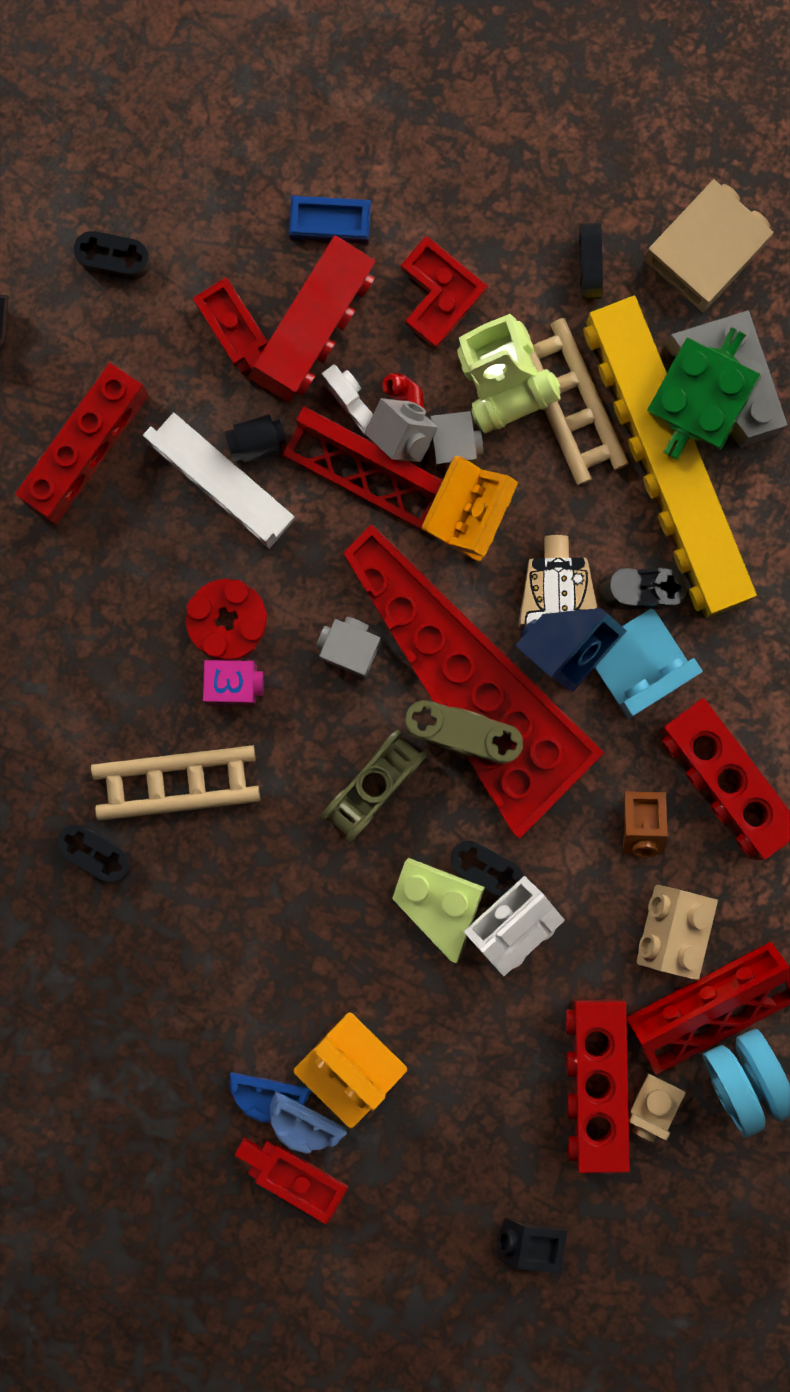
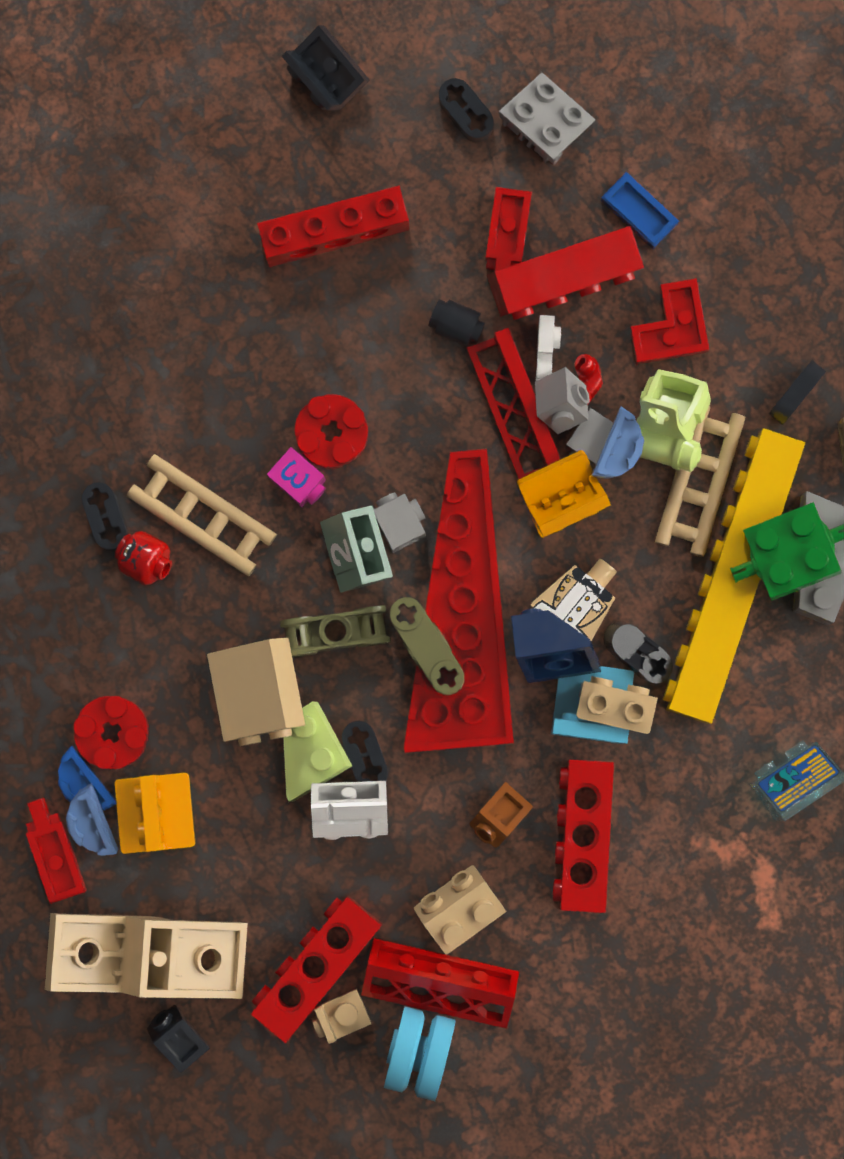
camera: 40 degrees right, 0 degrees up
(157, 860) = (143, 557): none -> red head
(185, 206) = (545, 118): none -> light grey hinge
(220, 479) = (409, 330): white fence -> none
(233, 1044) = (132, 736): none -> red plate
(332, 700) = (356, 549): none -> sand green brick
(350, 893) = (256, 691): none -> tan brick
(447, 1200) = (146, 956): none -> tan bracket
(485, 426) = (621, 447): none -> medium blue tile
(666, 649) = (616, 707): none -> tan bracket

